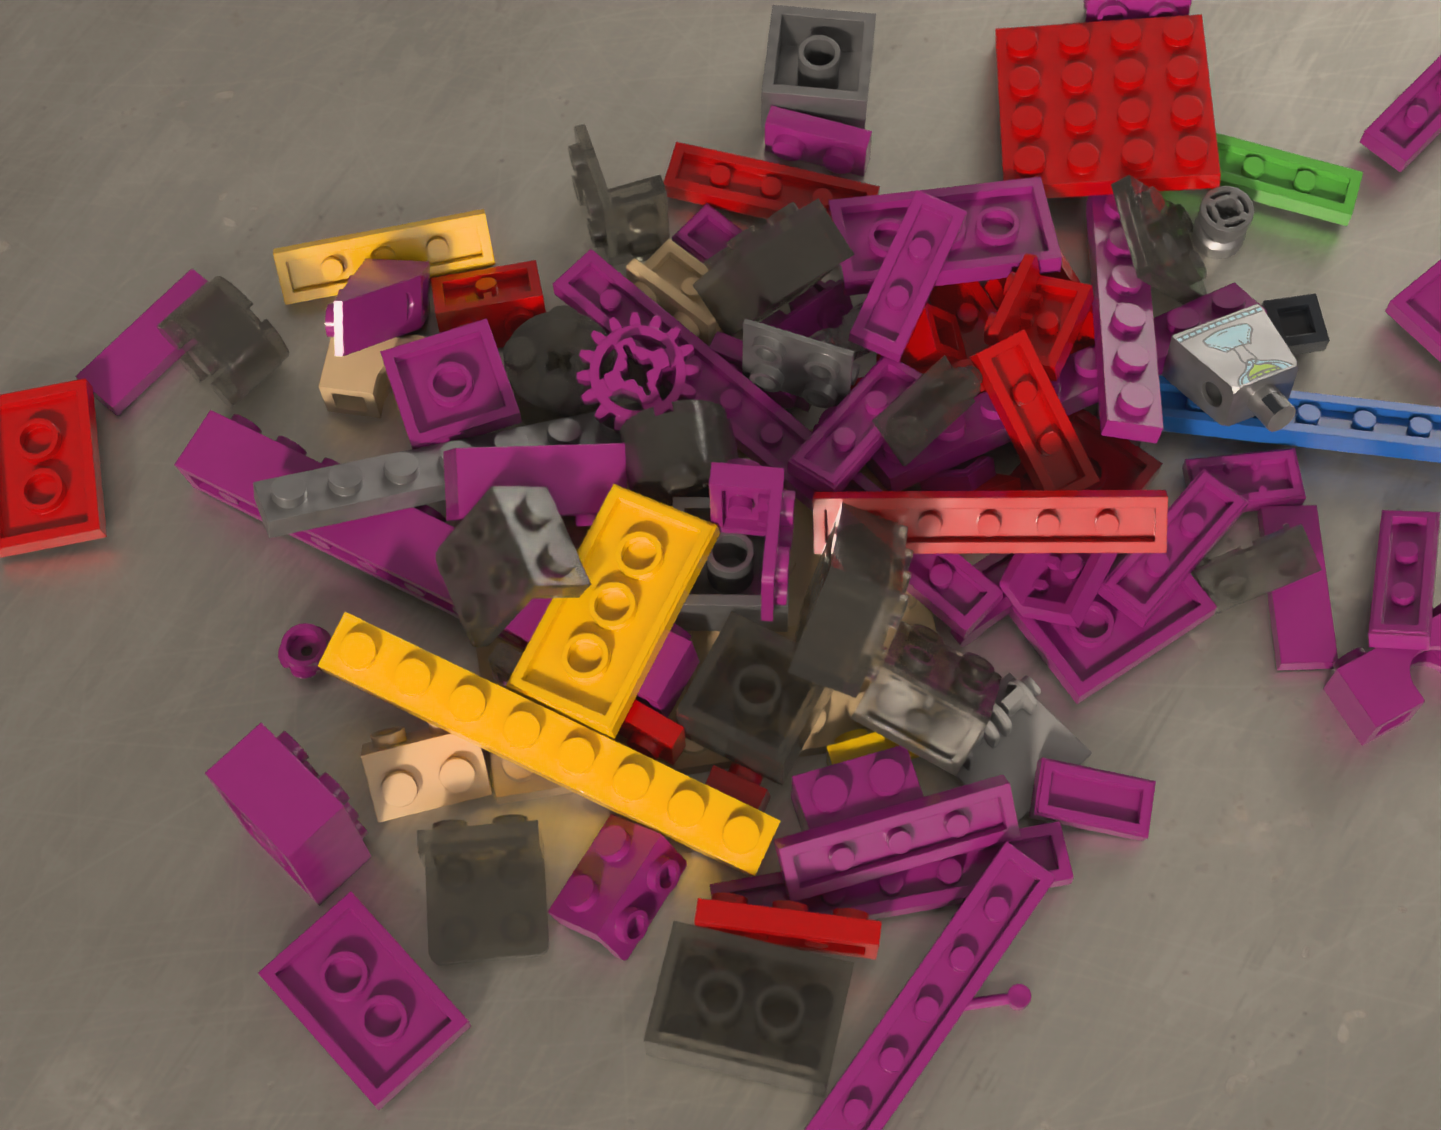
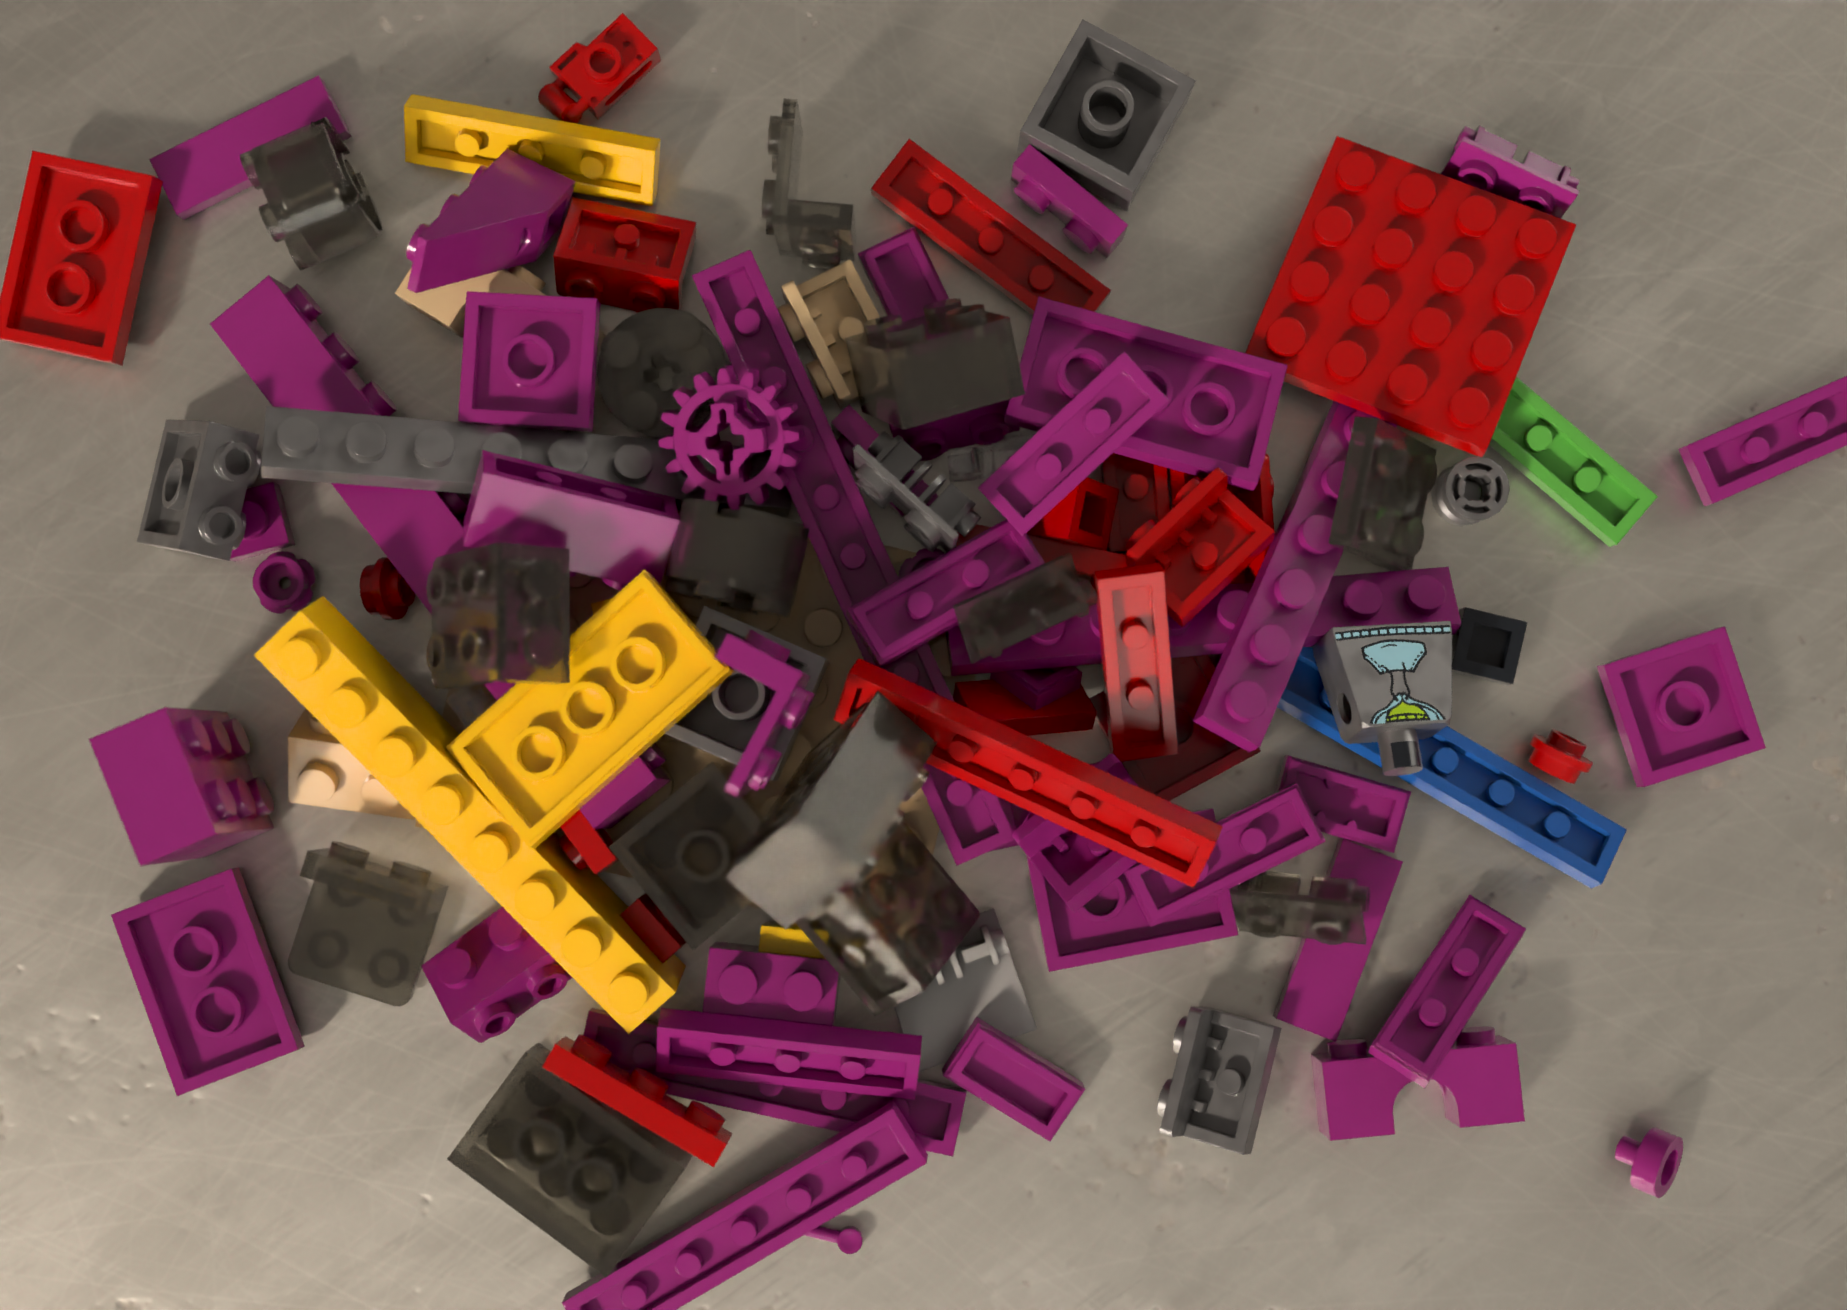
camera: 20 degrees right, 20 degrees up
(210, 592) = (200, 488): none -> flat silver plate
(261, 615) = (266, 523): none -> magenta plate
(397, 616) = (385, 590): none -> red plate
(416, 186) = (599, 72): none -> red piece
(1260, 727) = (1218, 1078): none -> flat silver bracket
(1393, 380) = (1559, 756): none -> red plate

